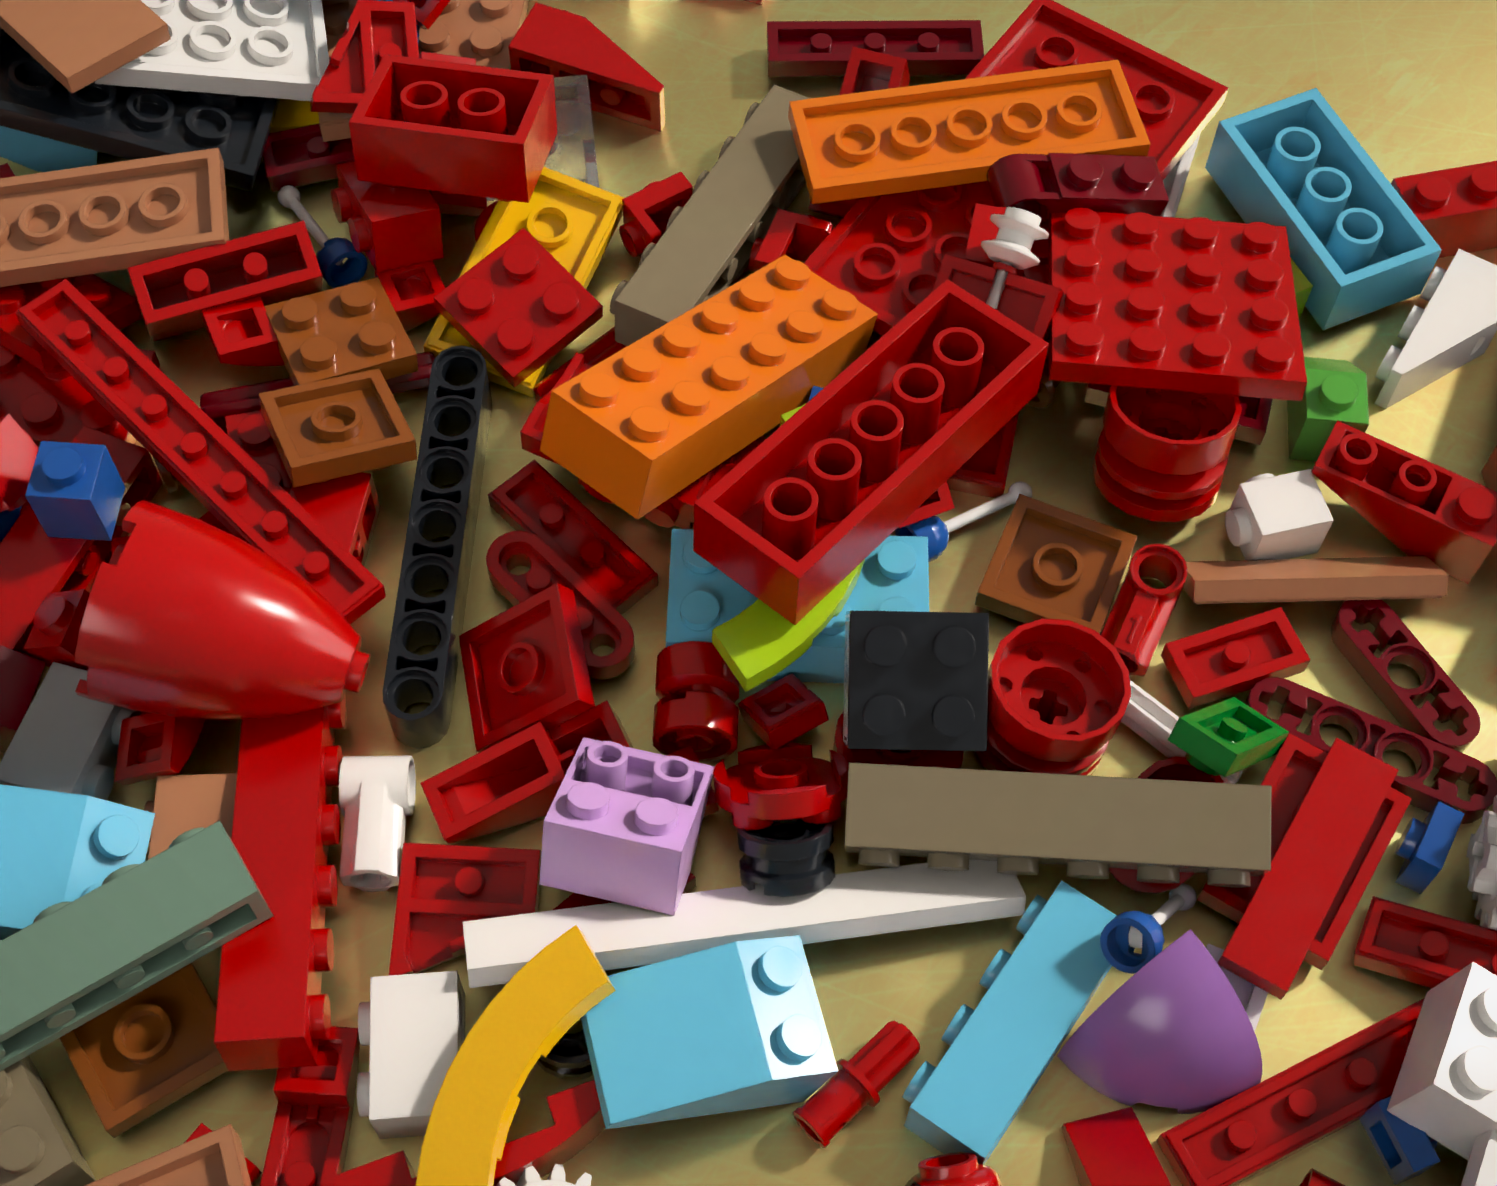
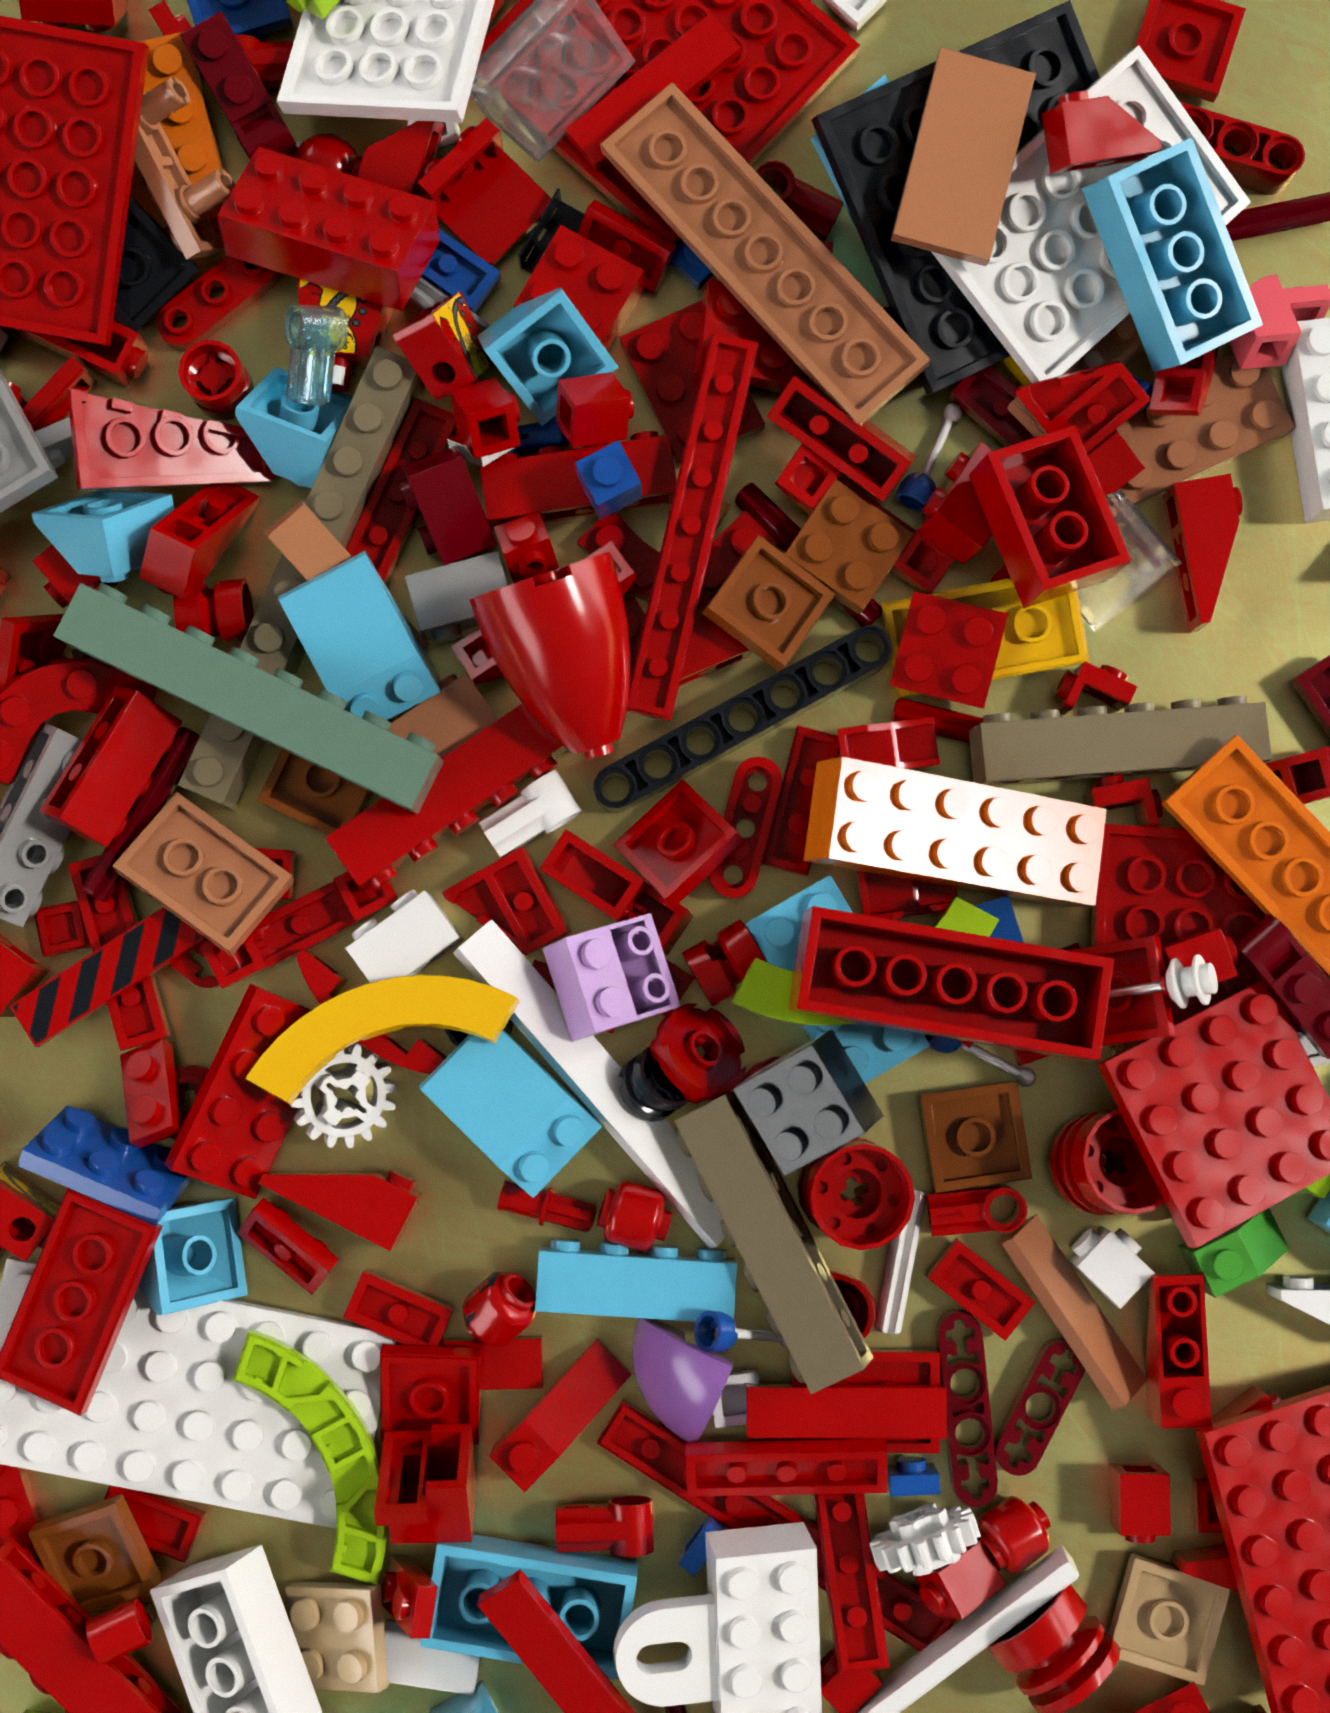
camera: 60 degrees right, 25 degrees up
(783, 711) = (754, 1028): red tile -> none
(932, 976) = (634, 1216): none -> red head
(1227, 737) = (902, 1318): green plate -> none
(1346, 973) = (786, 1467): none -> red plate

